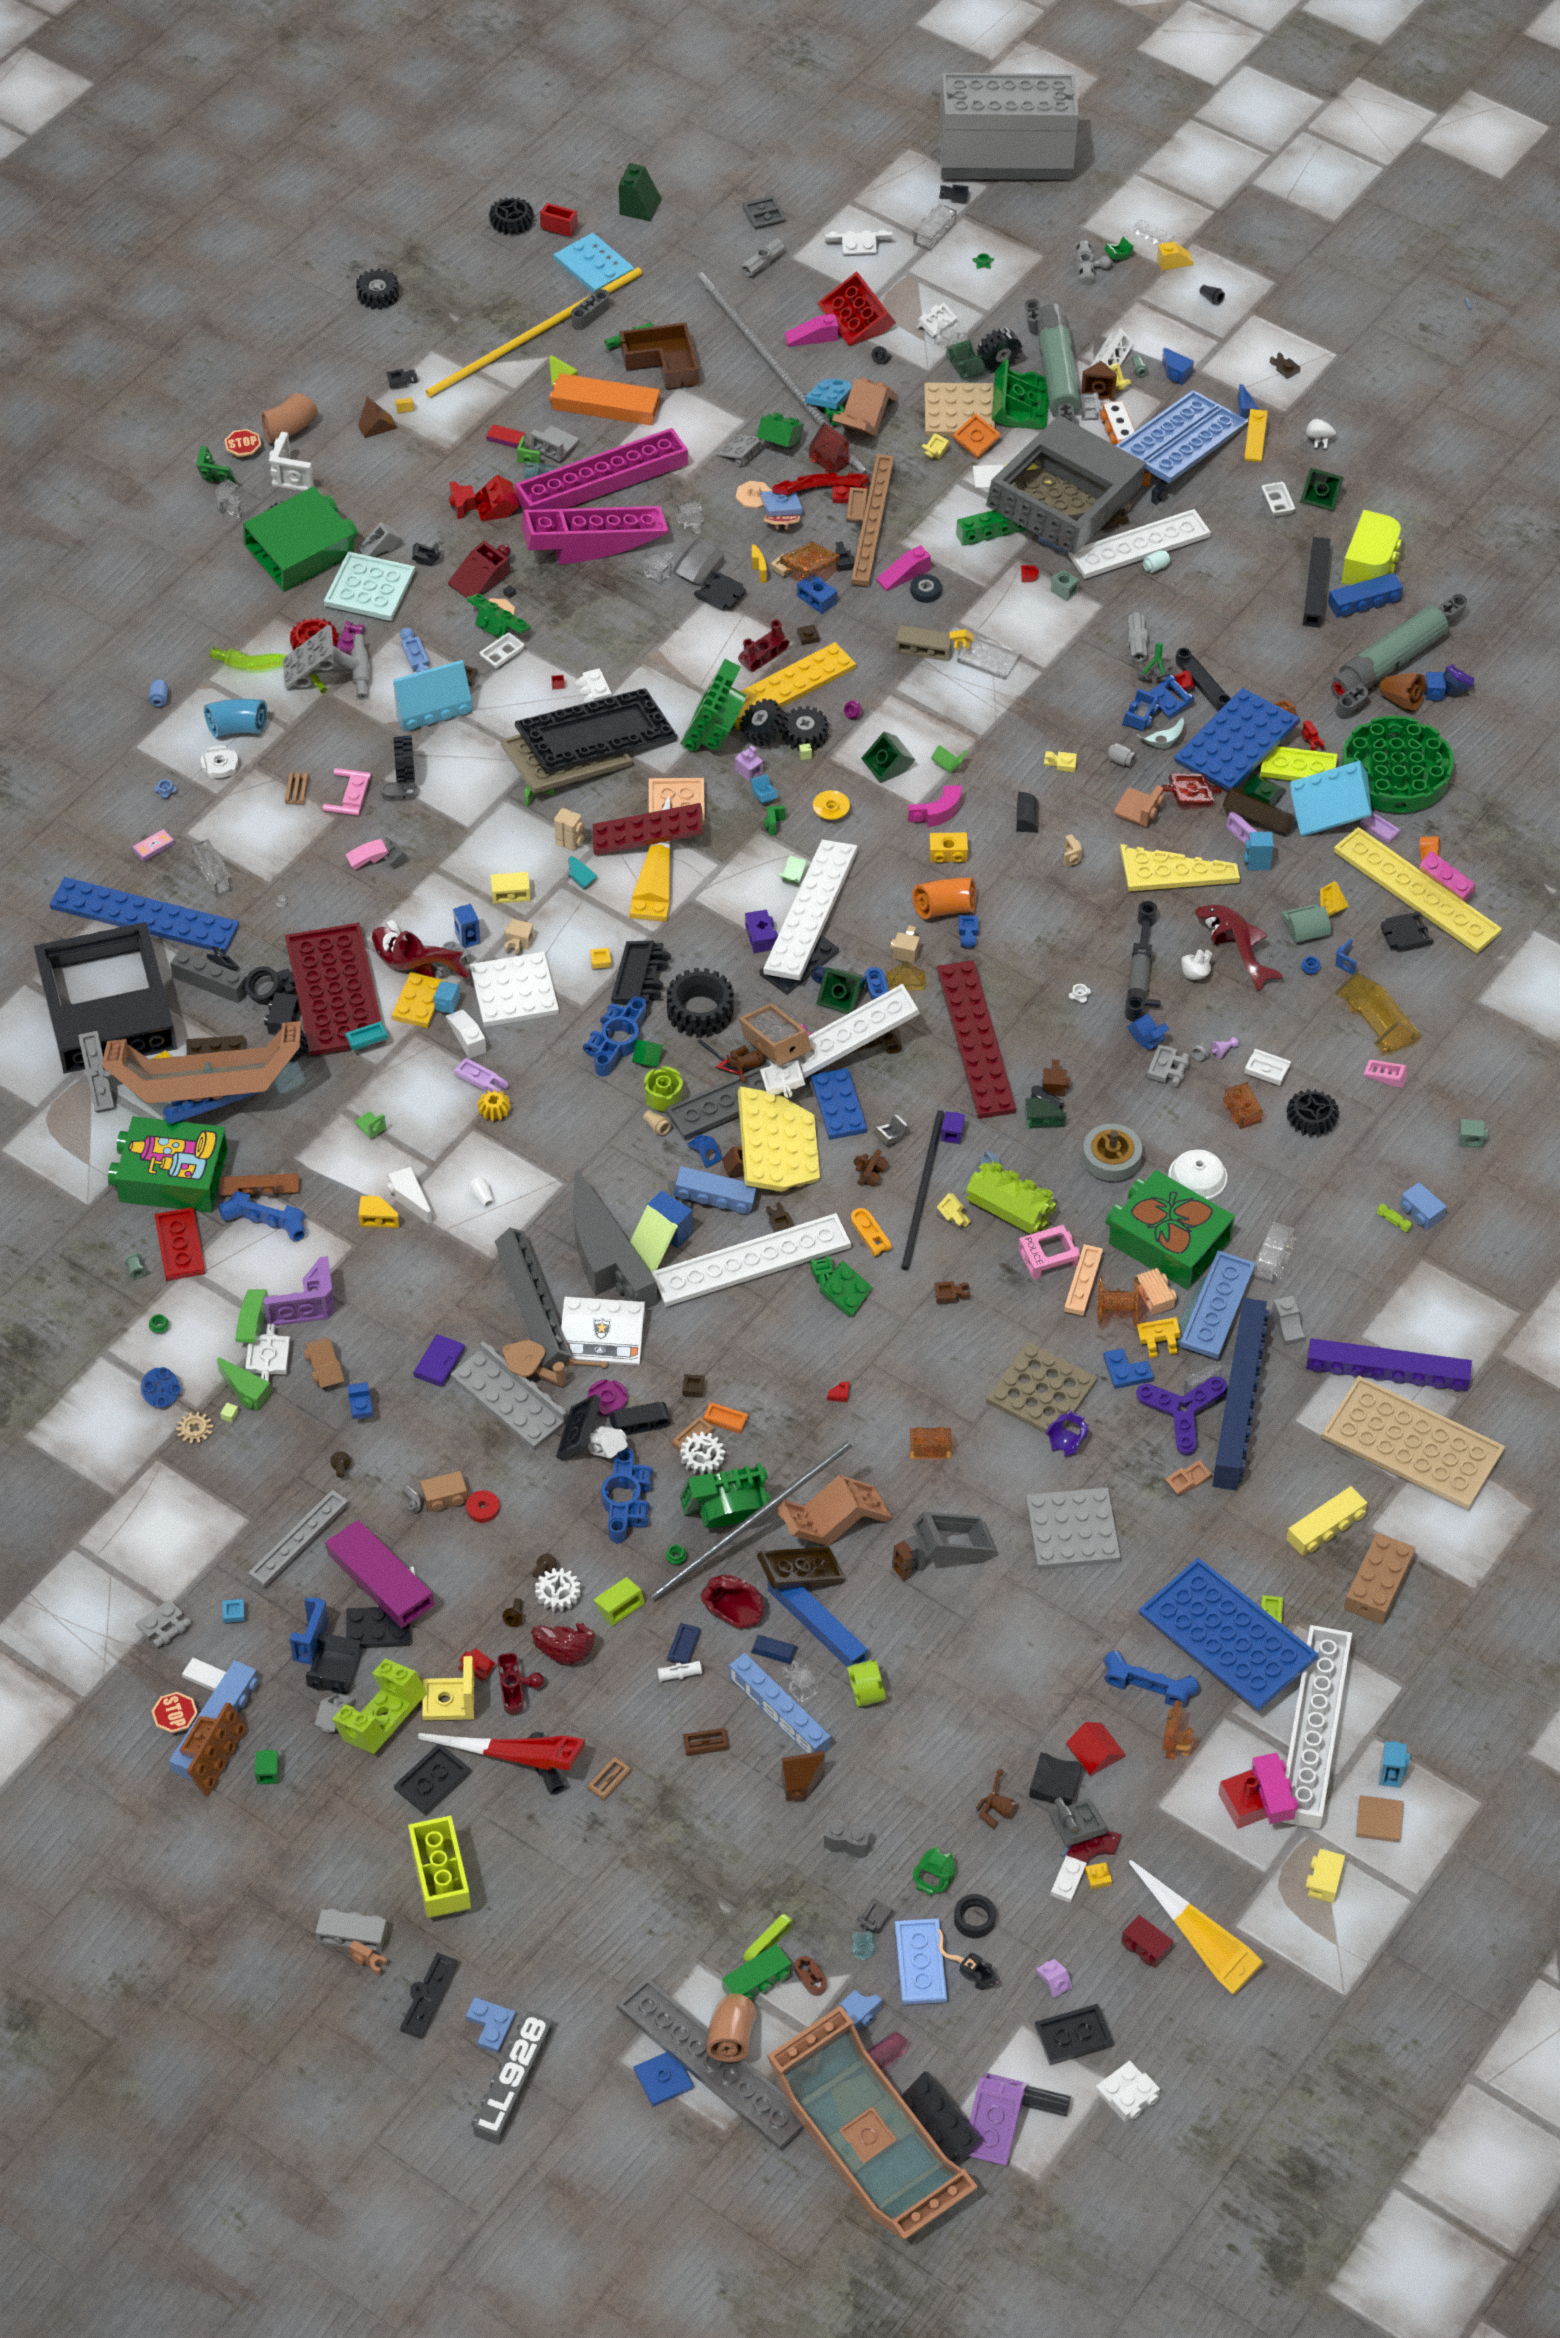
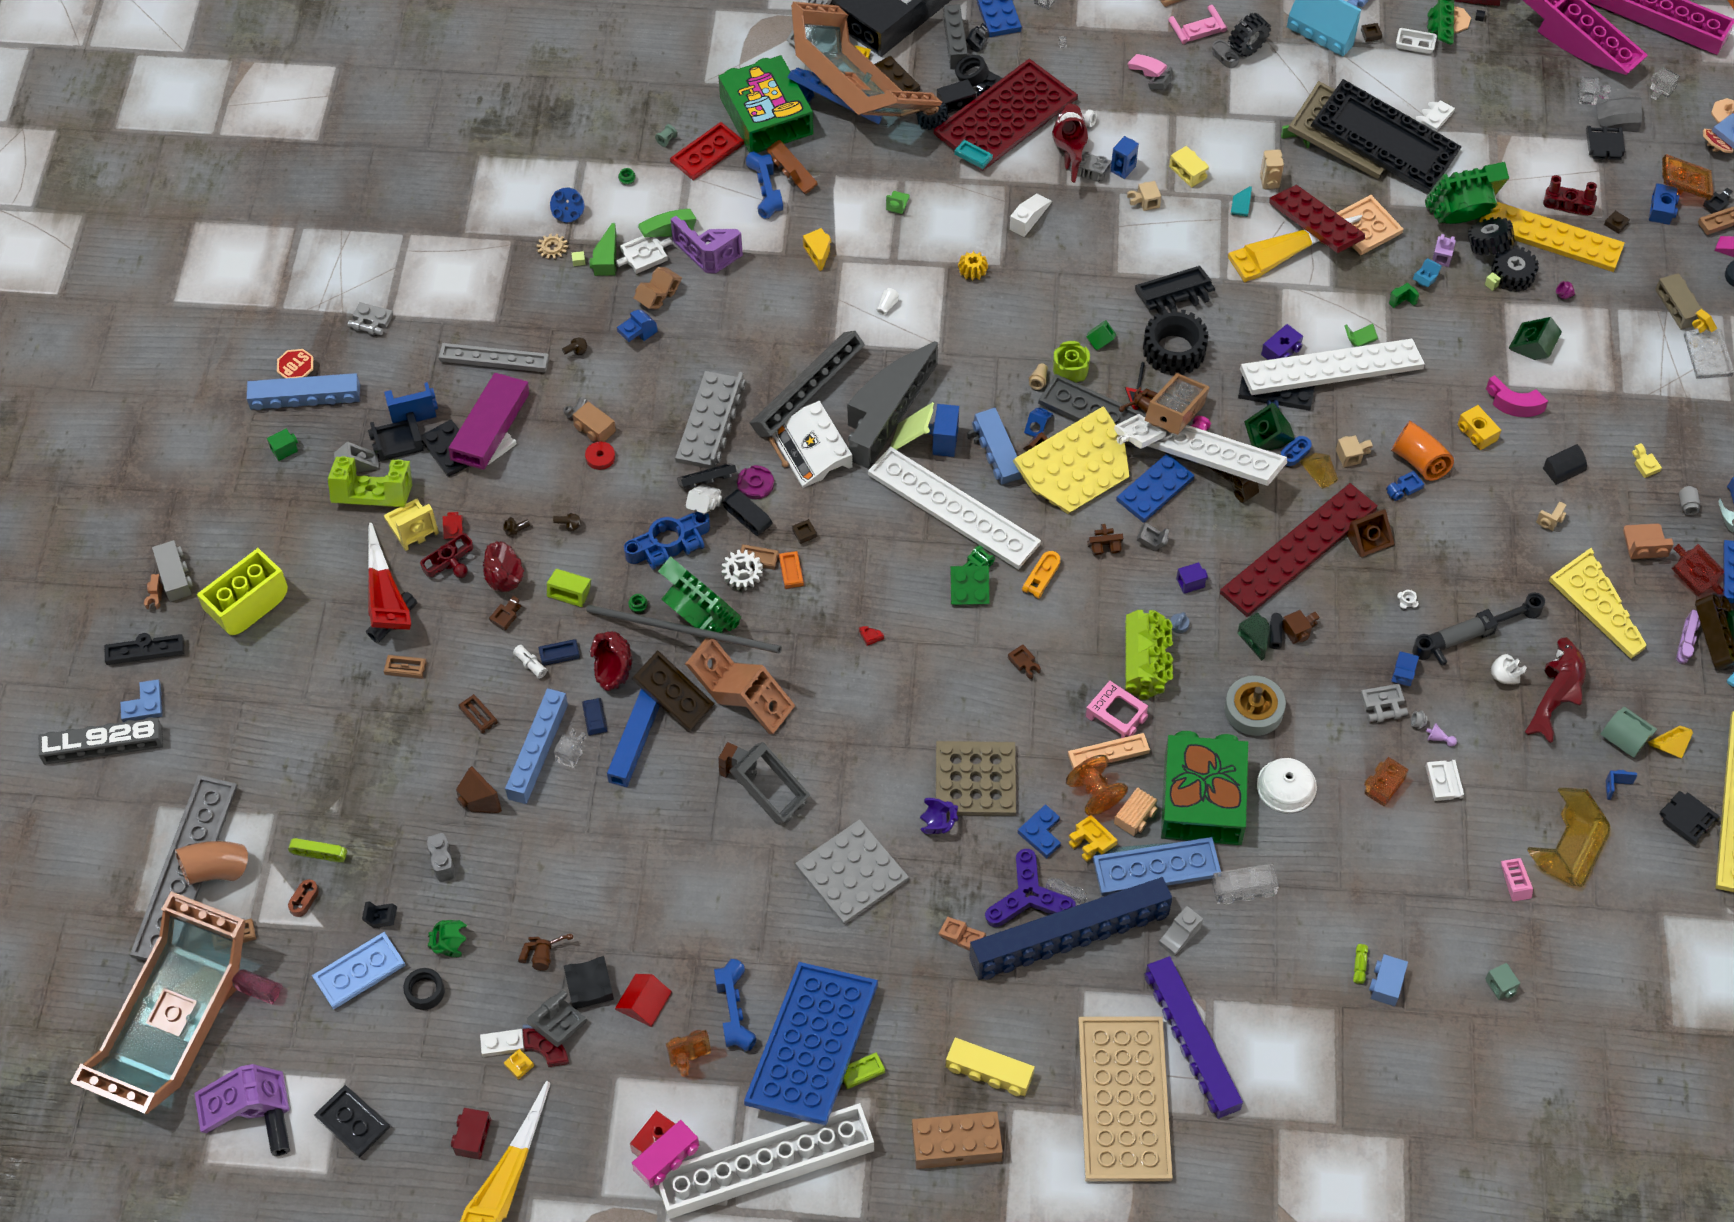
camera: 60 degrees right, 5 degrees up
(203, 1674) = (342, 363): white tile -> none
(212, 1745) = (274, 401): dark orange bracket -> none
(233, 1610) = (405, 353): dark azure plate -> none
(408, 1193) = (853, 255): white slope -> none
(416, 1000) = (1038, 170): yellow plate -> none
(431, 1779) = (334, 551): black plate -> none
(439, 1360) = (713, 357): dark purple piece -> none
(446, 997) = (1049, 182): dark azure brick -> none
(479, 1076) = (994, 243): lavender hinge -> none
(514, 989) = (1096, 221): white plate -> none
(524, 1360) = (743, 406): medium nougat piece -> none
(557, 682) = (1417, 90): red piece -> none
(557, 1583) = (552, 541): white gear -> none
(600, 958) = (1169, 257): yellow plate -> none
(608, 1052) = (1081, 307): blue piece -> none
(612, 1668) = (505, 615): none -> reddish brown plate
(662, 2078) = (154, 842): blue plate -> none
(758, 563) = (1656, 152): yellow slope -> none
(758, 1974) = (279, 859): green brick -> none
(778, 1220) = (1008, 506): dark brown plate -> none
(831, 805) = (1451, 320): yellow dish -> none
(861, 2008) = (284, 948): medium blue brick -> none
(862, 1946) = (347, 919): clear light blue brick -> none
(866, 1683) = (593, 794): lime brick -> none
(922, 1190) = (1107, 592): black piece -> none
(930, 1443) = (860, 722): clear orange brick -> none
(941, 2118) = (211, 1058): black plate -> none
(946, 759) = (1571, 378): bright green bracket -> none
(952, 1208) = (1107, 619): light yellow plate -> none
(973, 1968) = (371, 1010): black animal -> none
(1000, 980) = (1370, 533): none -> reddish brown slope
(1055, 1977) = (398, 1078): lavender bracket -> none
(1128, 2091) = (320, 1192): white plate -> none
(1259, 850) = (1672, 653): dark azure brick -> none
(1310, 965) = (1586, 754): blue plate -> none
(1312, 1112) = (1422, 850): black gear -> none

